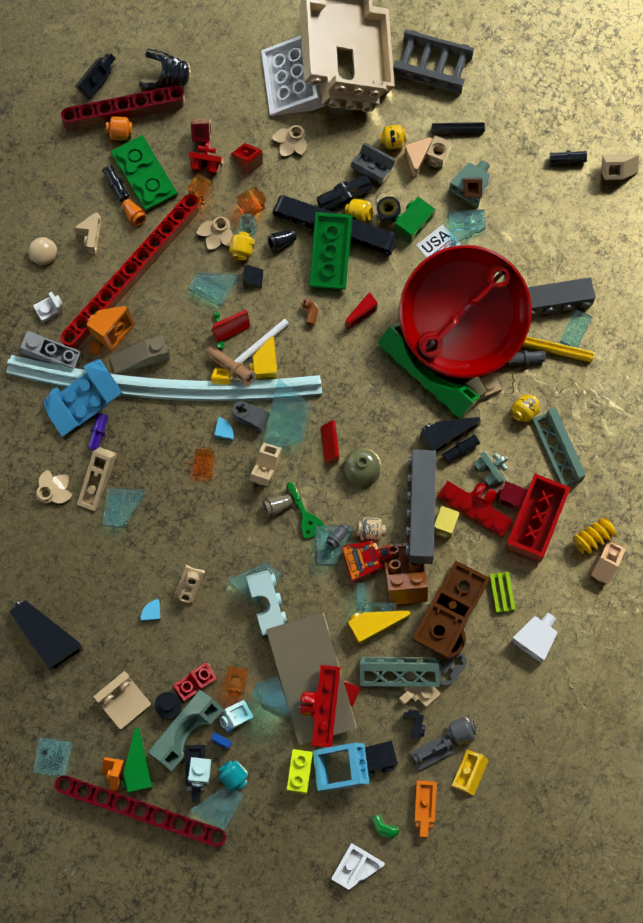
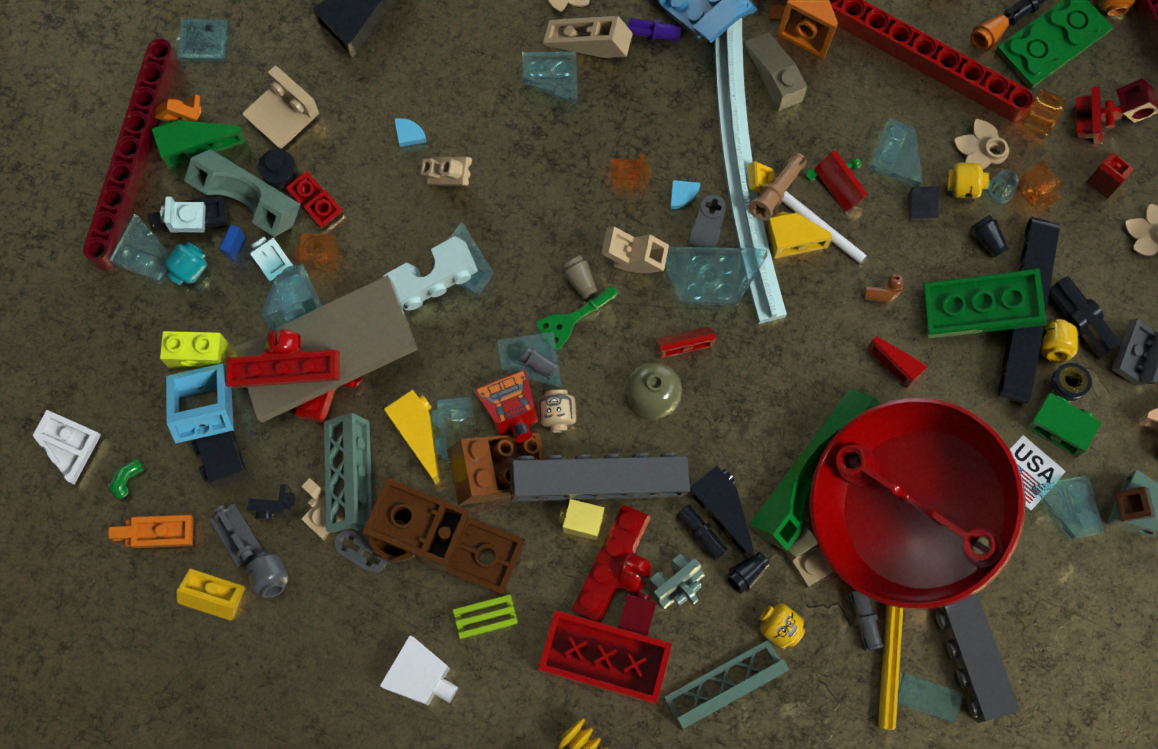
camera: 85 degrees right, 0 degrees up
(490, 425) = (746, 573): none -> black cone

